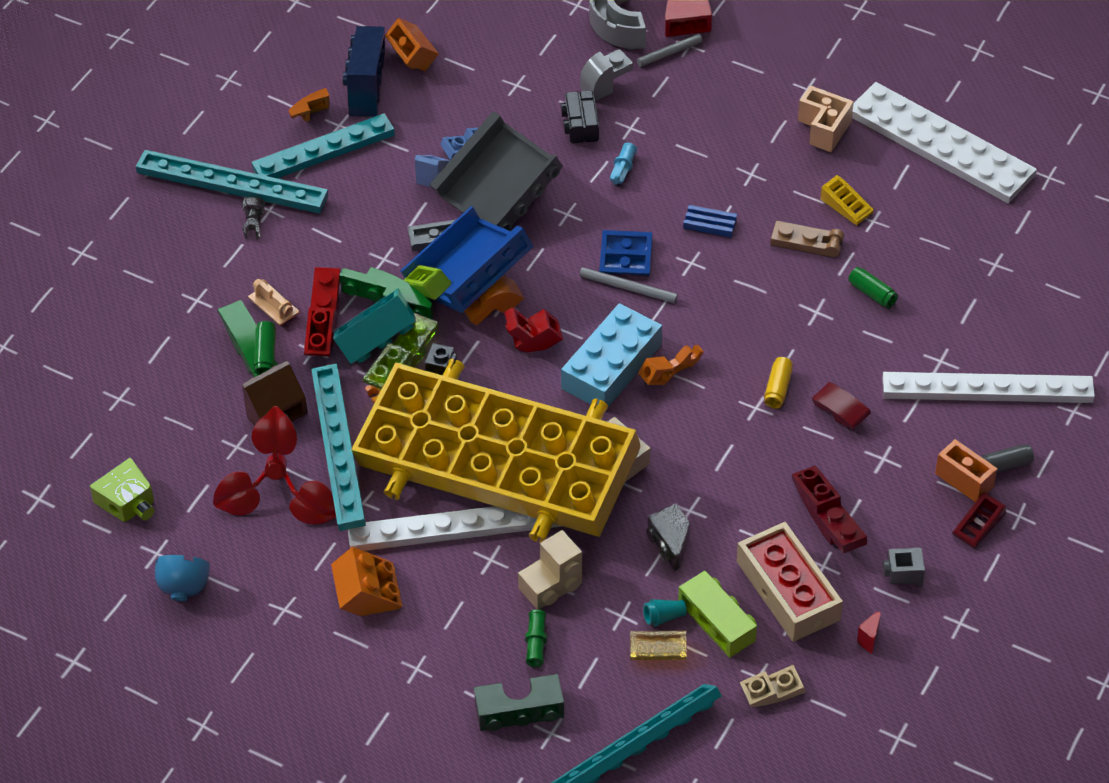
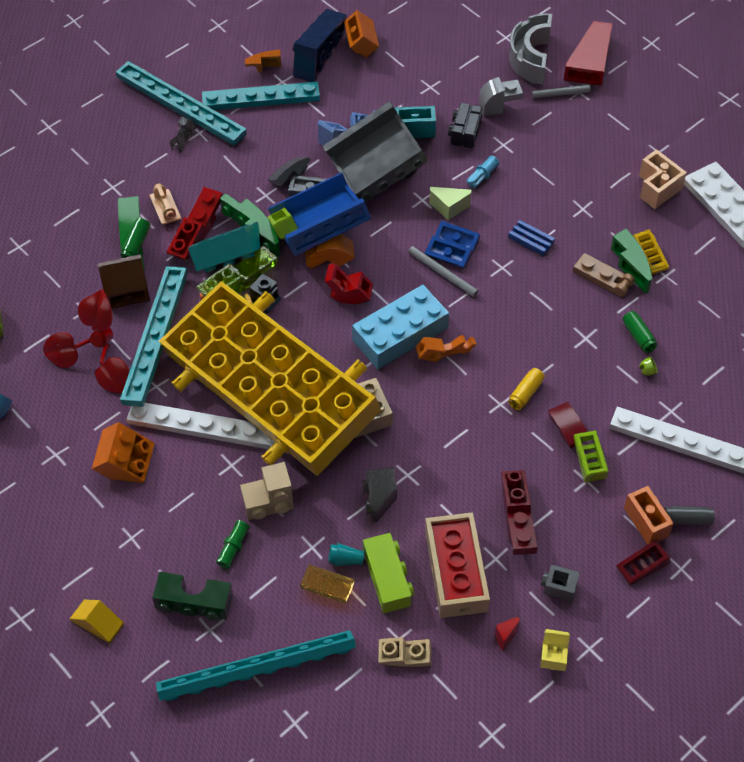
camera: 20 degrees right, 5 degrees up
(404, 217) = (293, 167): none -> dark grey slope
(423, 760) = (97, 619): none -> yellow slope
(530, 122) = (419, 120): none -> teal slope
(600, 206) = (449, 200): none -> yellowish green slope
(832, 212) = (632, 259): none -> slope
(886, 445) = (593, 475): none -> lime slope
(897, 321) = (648, 367): none -> lime hinge
(927, 633) = (555, 650): none -> light yellow bracket

